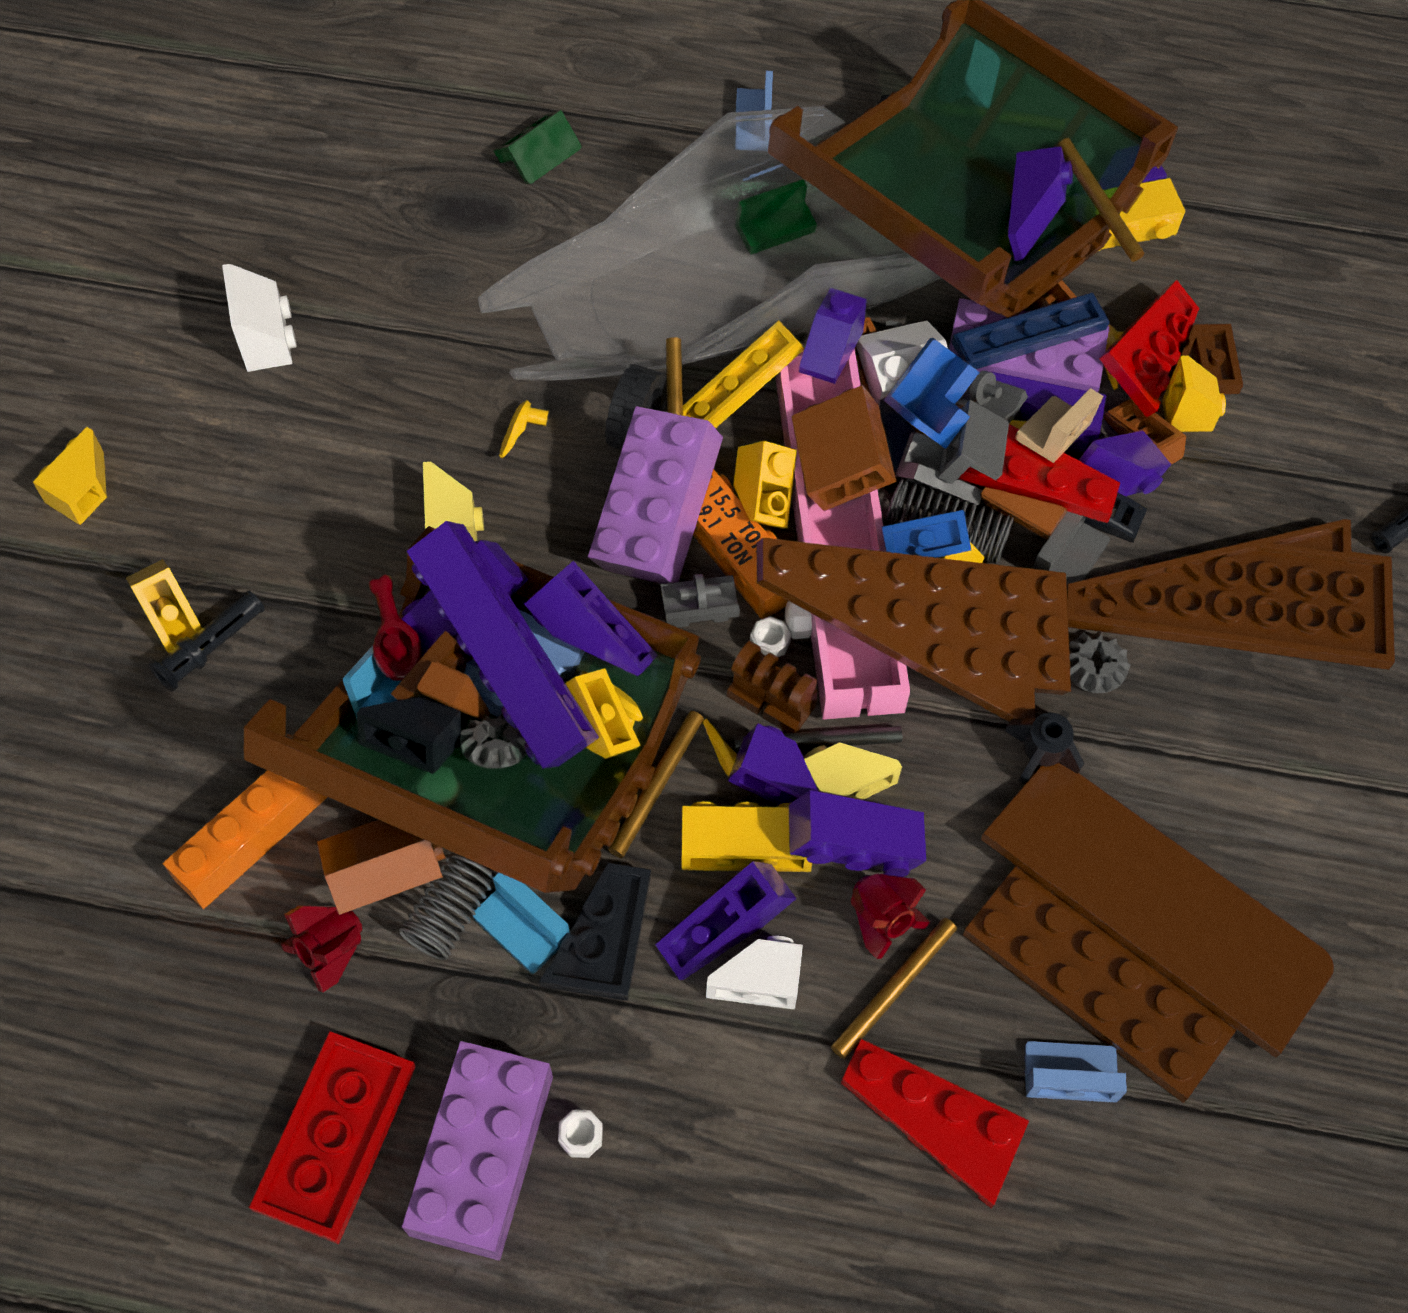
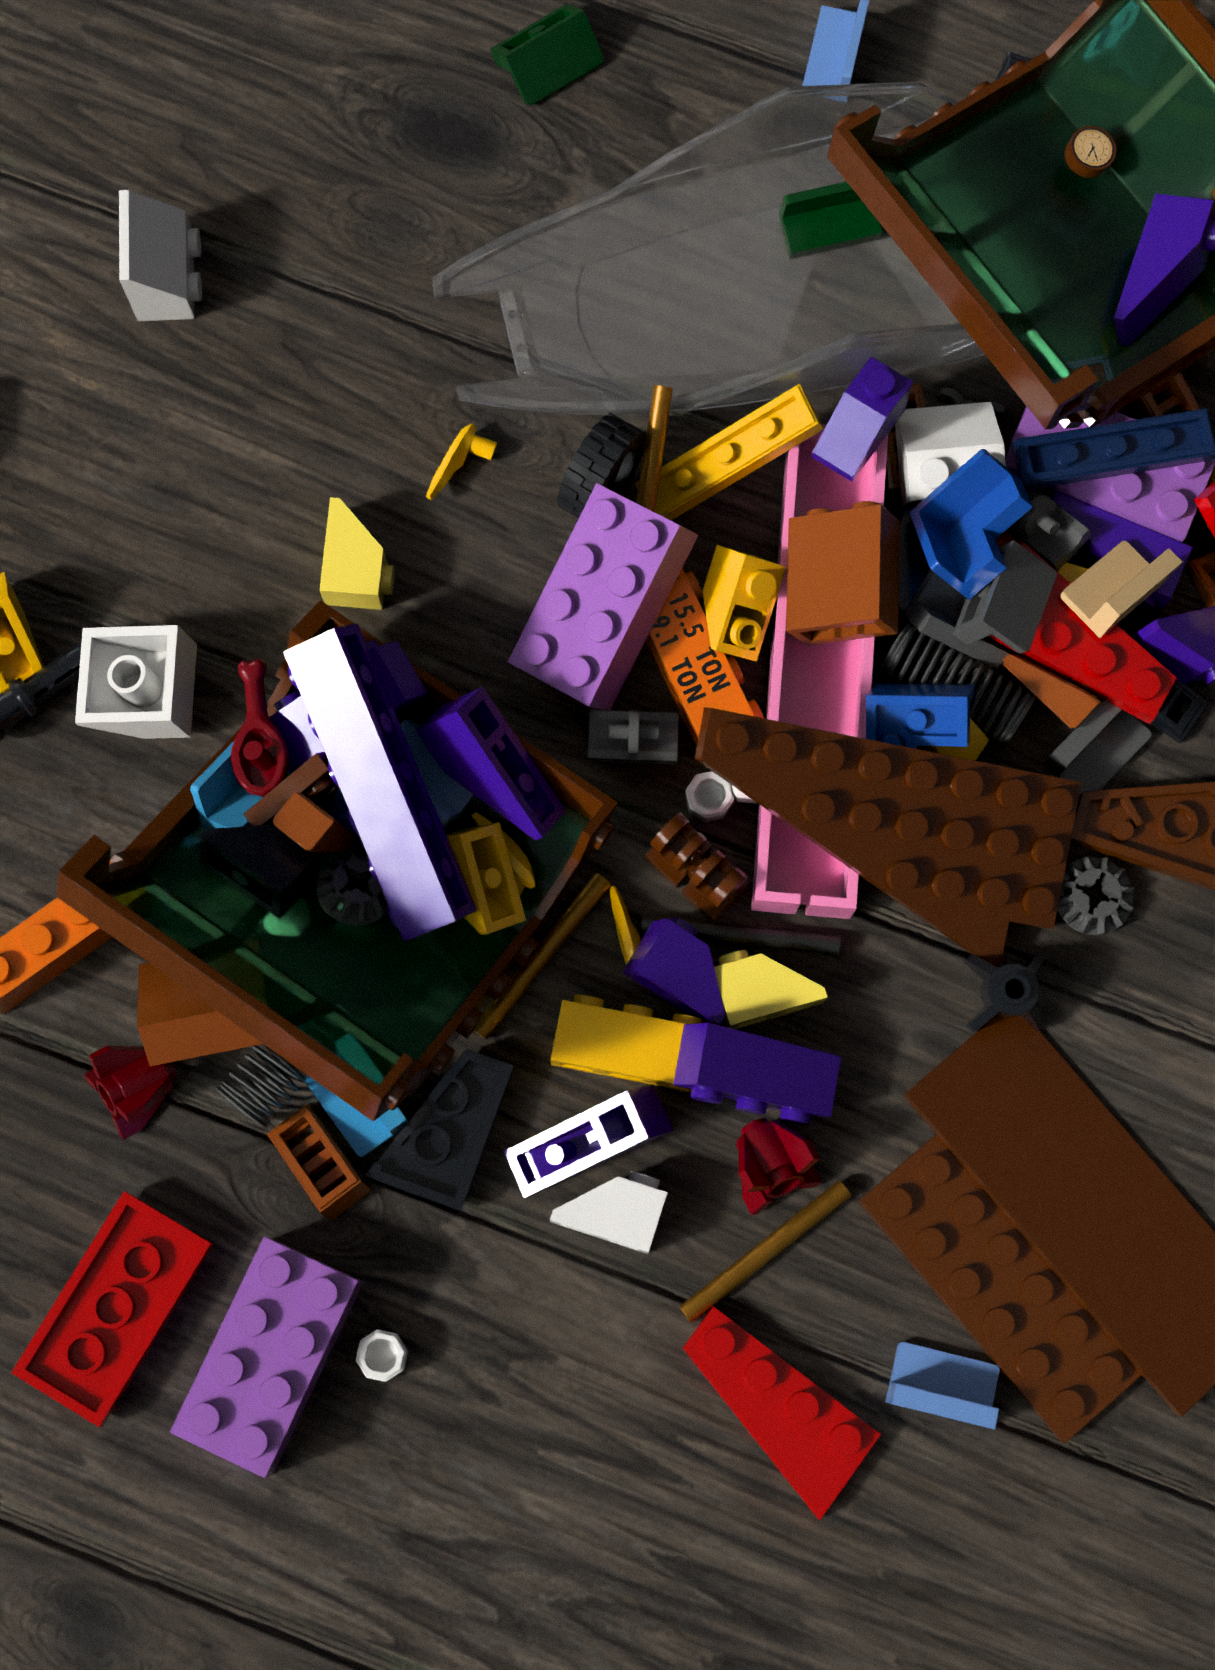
camera: 10 degrees right, 15 degrees up
(284, 621) = (137, 681): none -> white slope
(517, 1000) = (343, 1195): none -> dark orange slope
(960, 138) = (1090, 151): none -> tile

